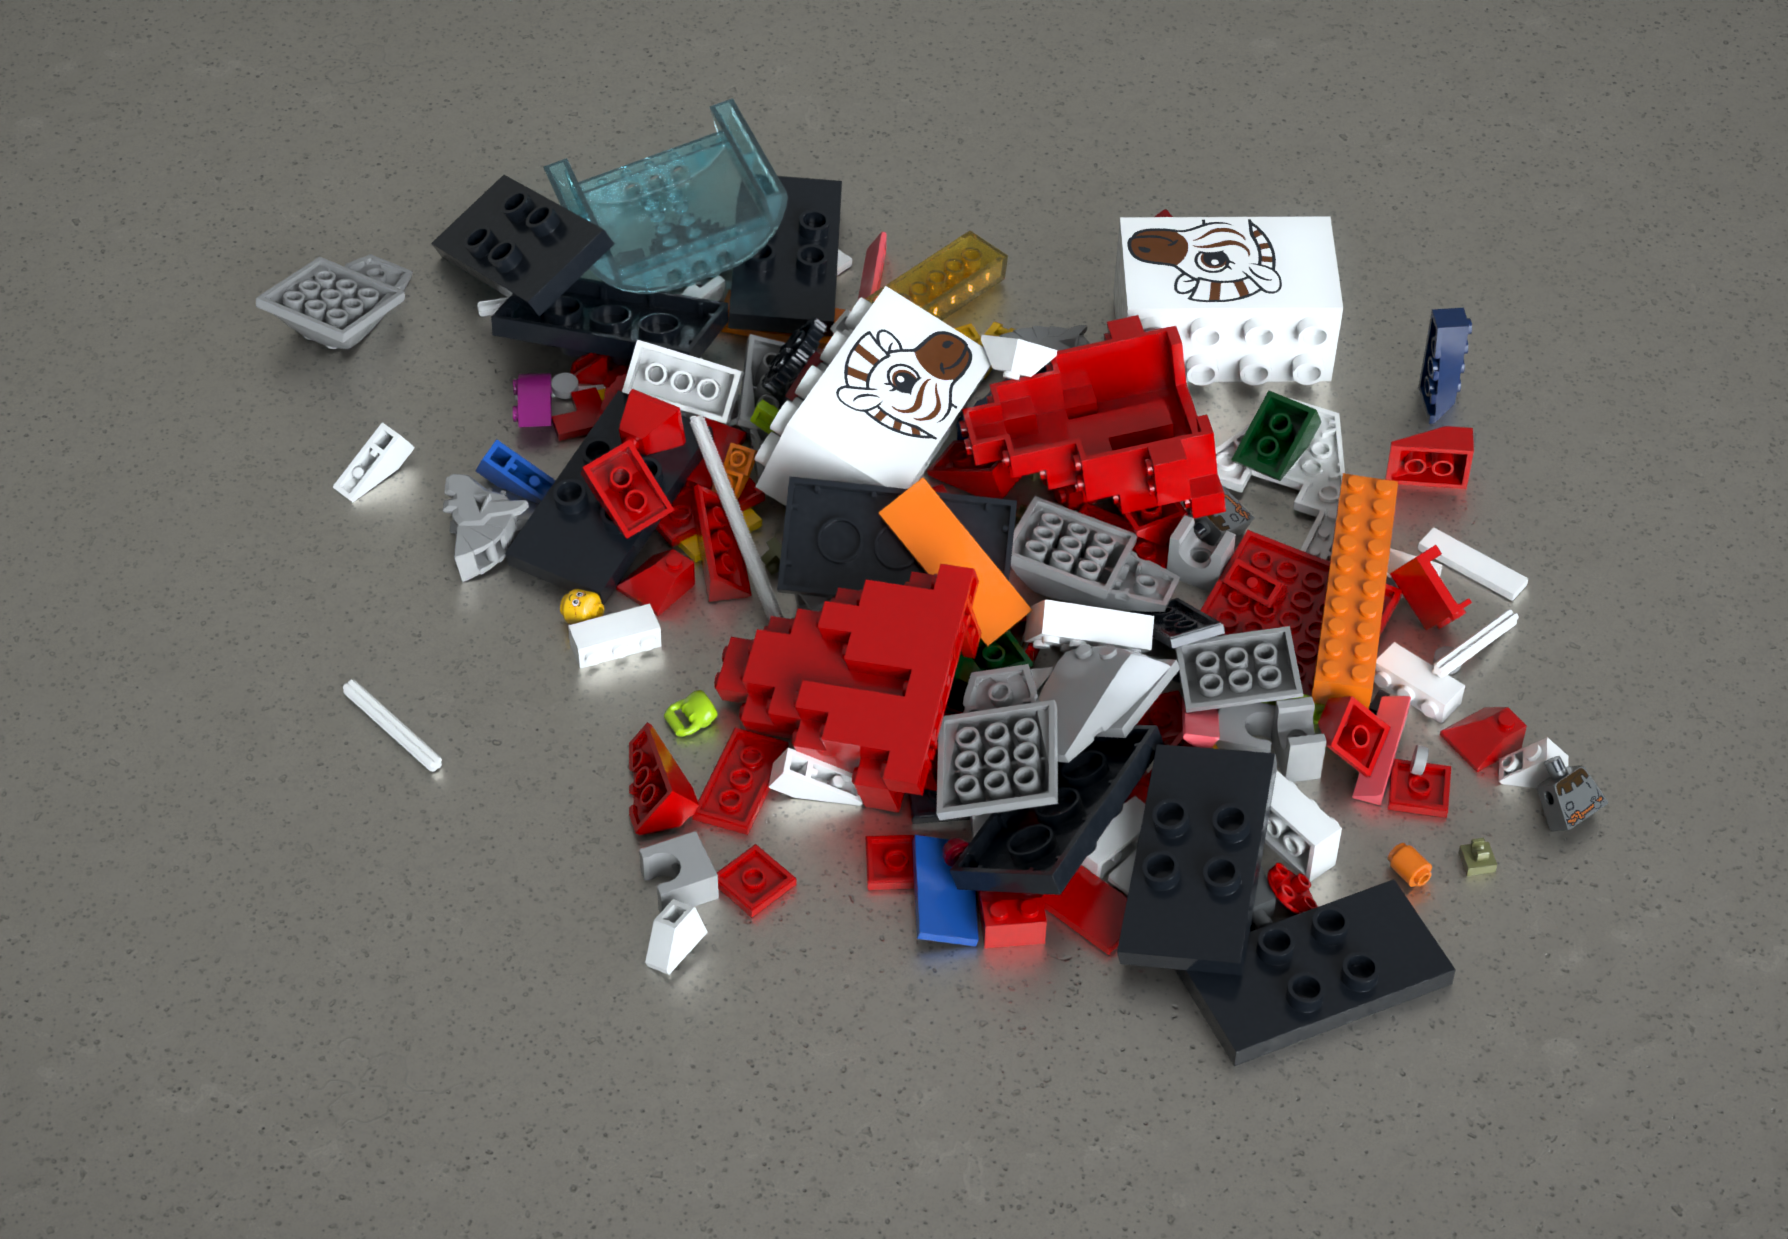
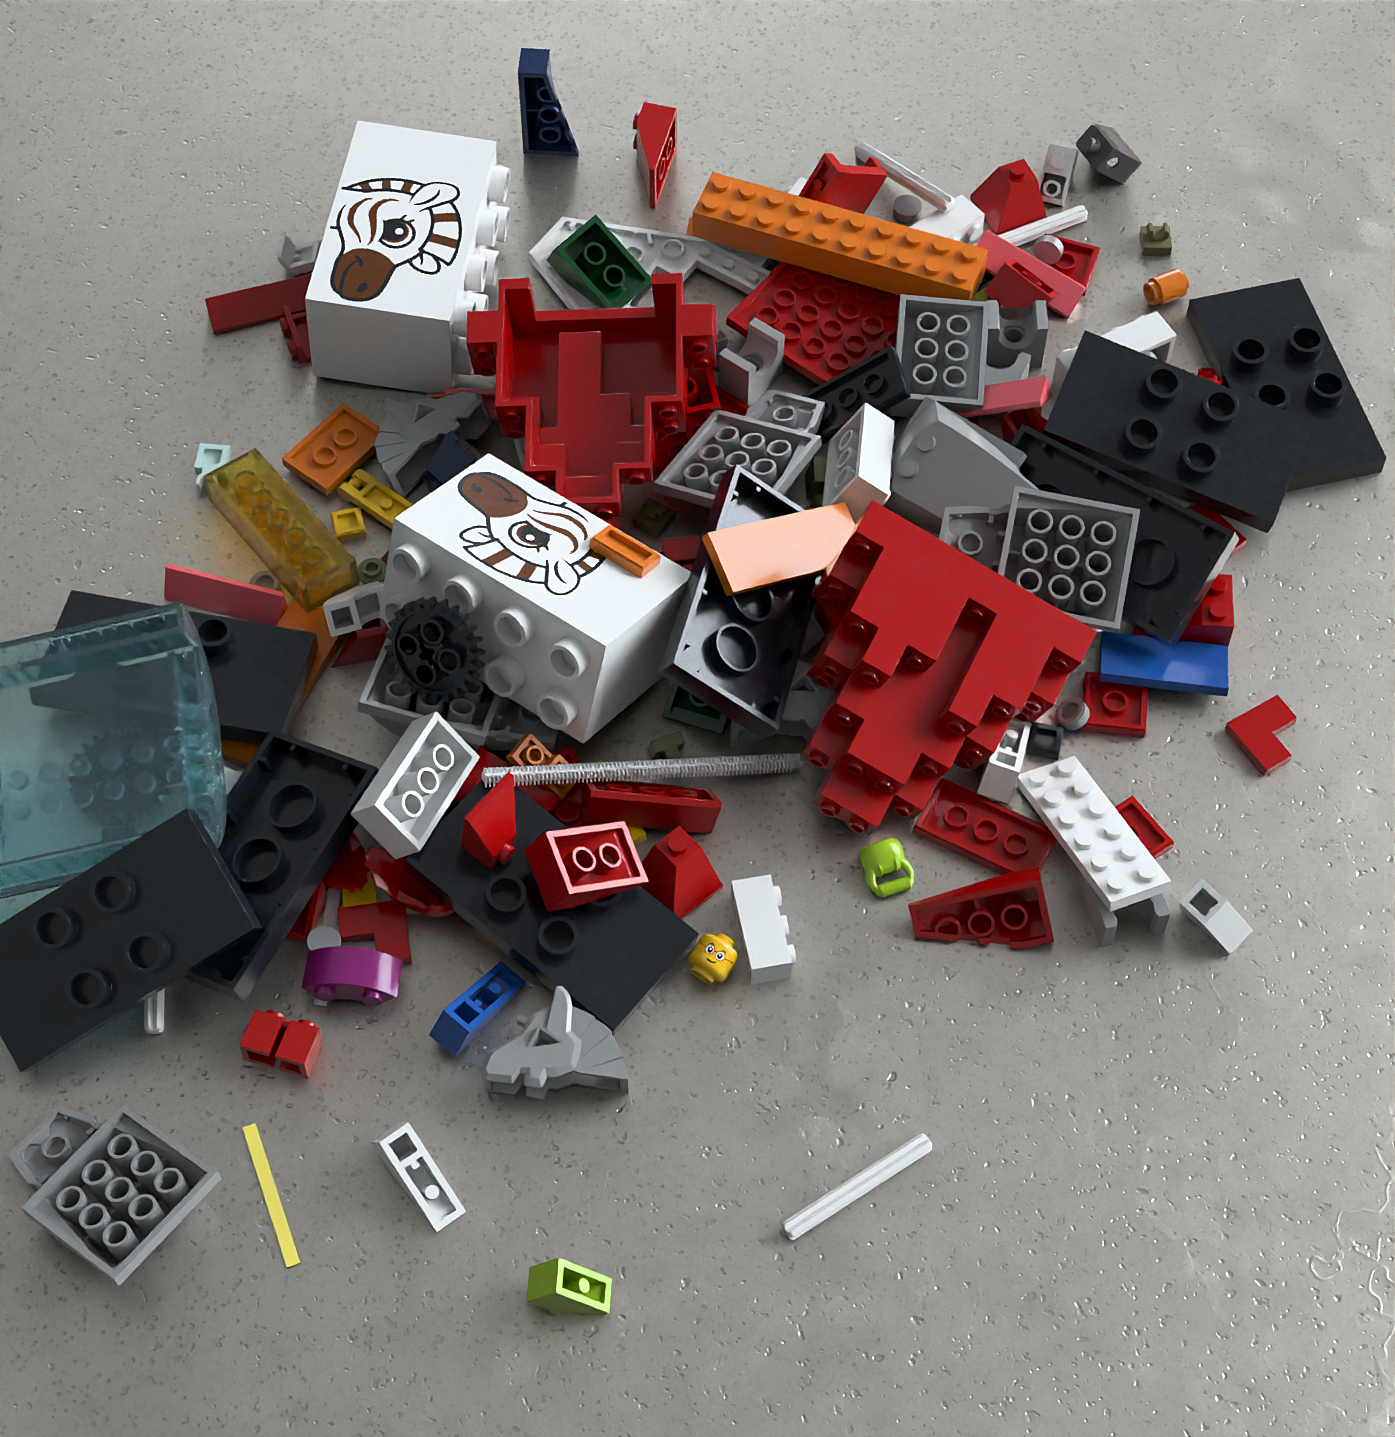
camera: 80 degrees left, 10 degrees up
(287, 562) = (568, 1288): none -> lime slope
(355, 396) = (271, 1195): none -> light yellow sticker
(474, 374) = (273, 1038): none -> red piece
(738, 837) = (1093, 833): none -> white plate
(764, 416) = (496, 706): lime plate -> none
(845, 814) = (1045, 740): none -> black tile
(875, 827) = (1072, 713): none -> light grey tile
(889, 969) = (1257, 730): none -> red tile
(906, 443) = (625, 551): none -> orange tile
(953, 849) = (1131, 638): dark red plate -> none
(1007, 244) = (208, 459): none -> light aqua plate
(1016, 356) = (499, 432): white slope -> none
(1029, 308) = (333, 449): none -> orange plate
(1254, 583) = (805, 325): red slope -> none
(1451, 756) = (1046, 225): none -> white axle
(1474, 564) = (790, 158): white tile -> none

